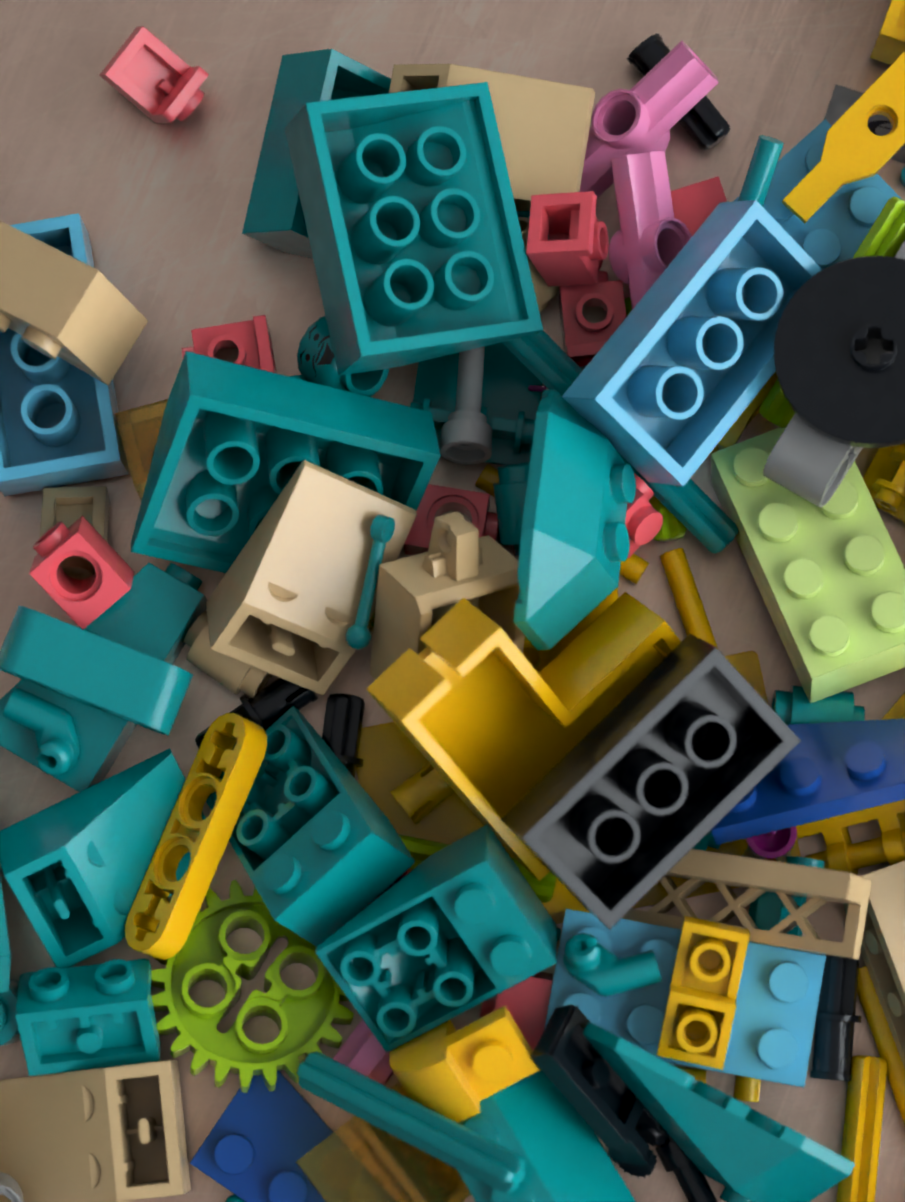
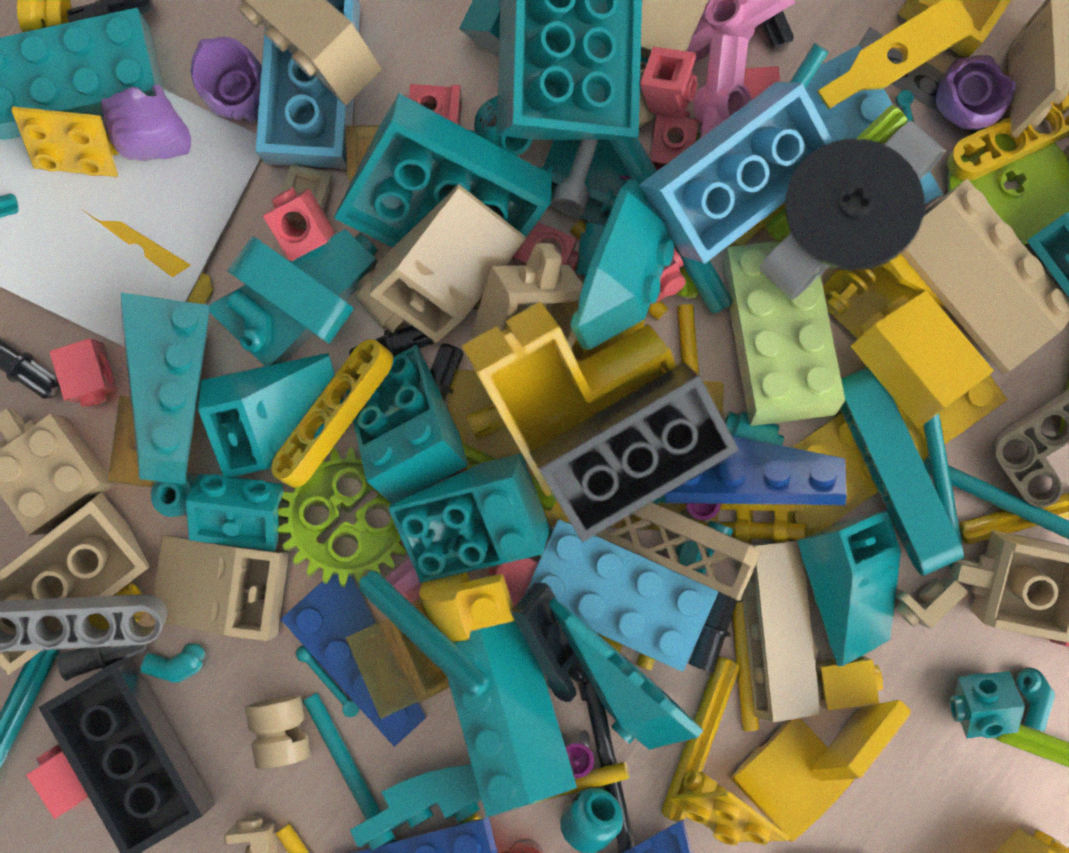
camera: 15 degrees right, 5 degrees up
(381, 532) = (498, 245): teal hinge -> none
(604, 971) = (573, 567): teal arm -> none
(703, 992) = (633, 596): yellow slope -> none

